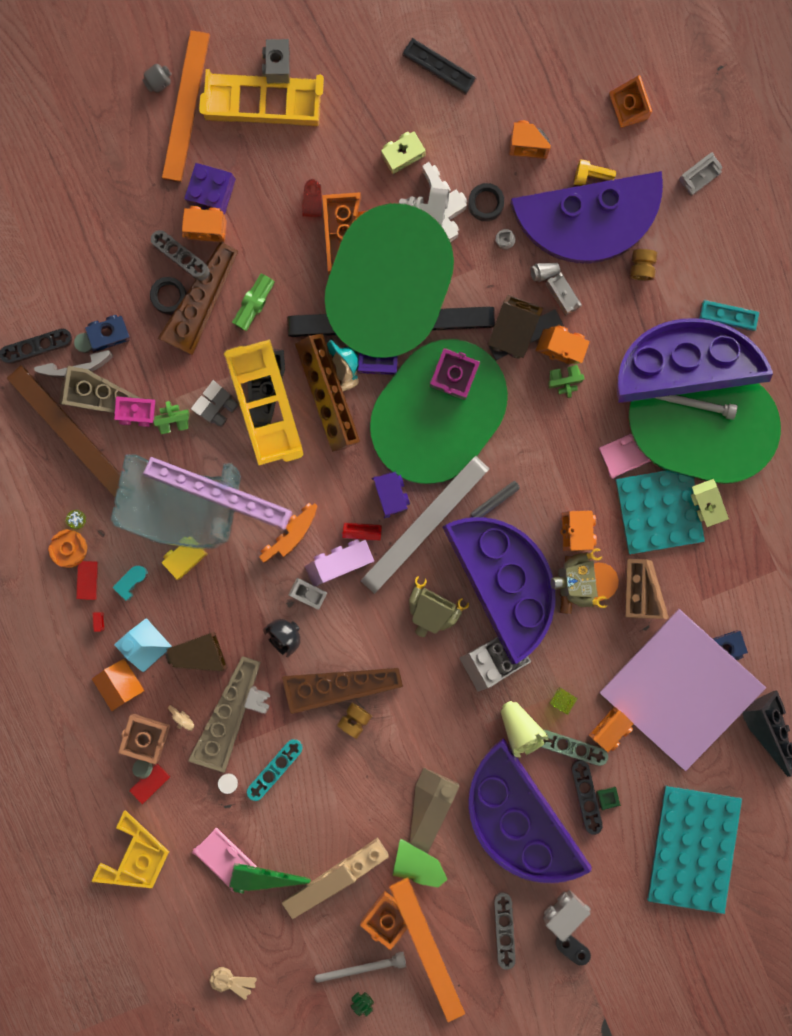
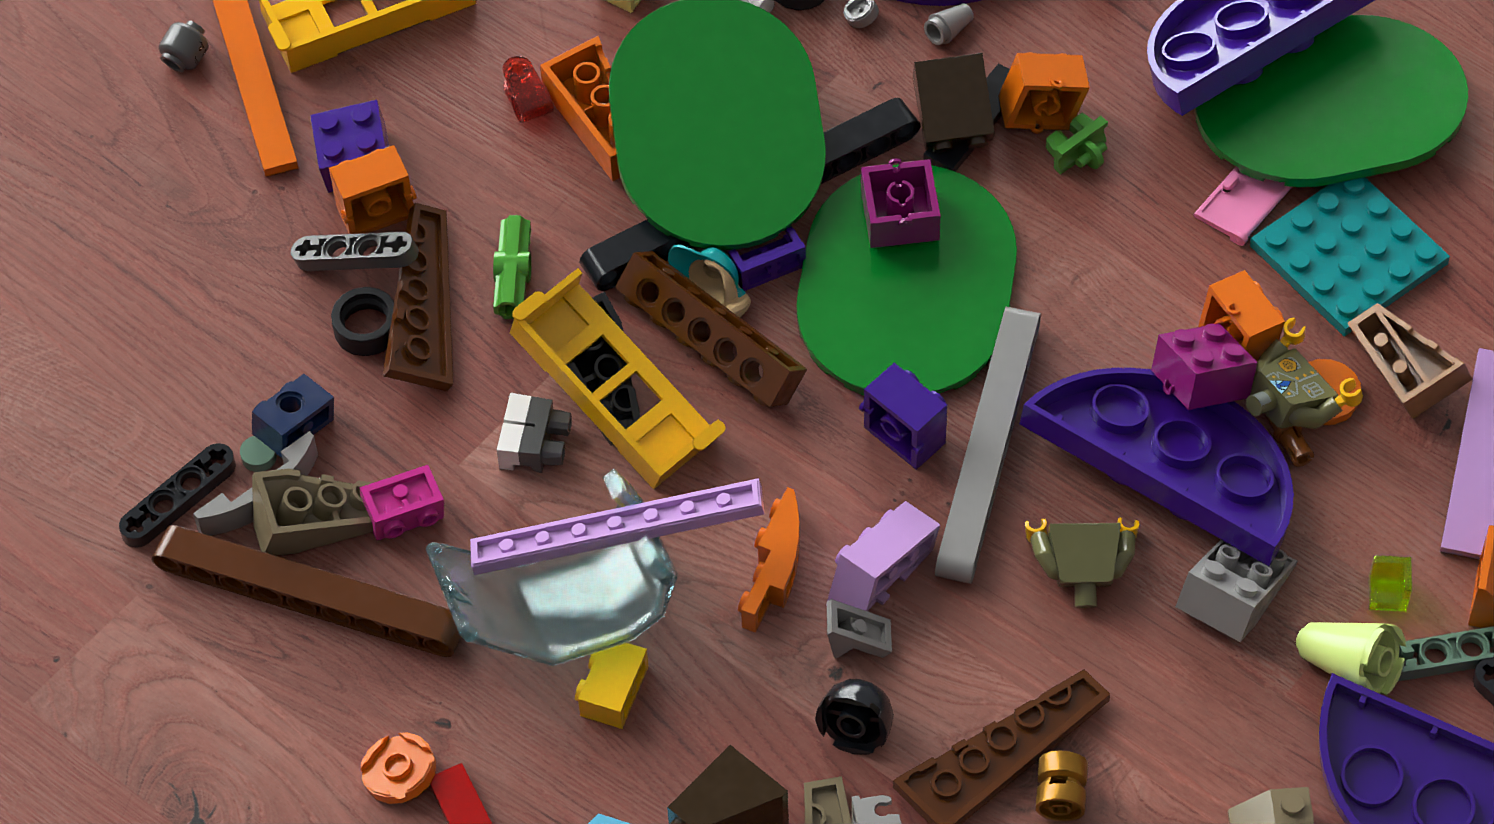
camera: 25 degrees left, 30 degrees down
(76, 519) = (387, 718): clear neon green tile -> none
(130, 580) = (539, 757): teal leg -> none
(163, 421) = (485, 480): bright green hips -> none
(362, 531) = (891, 498): red tile -> none
(496, 500) = (1085, 346): dark grey axle -> none
(543, 548) = (1203, 366): none -> magenta brick
(563, 294) = (994, 40): light grey hinge -> none
(709, 493) = (1435, 196): yellowish green brick -> none
(726, 410) = (1357, 62): light grey piece -> none

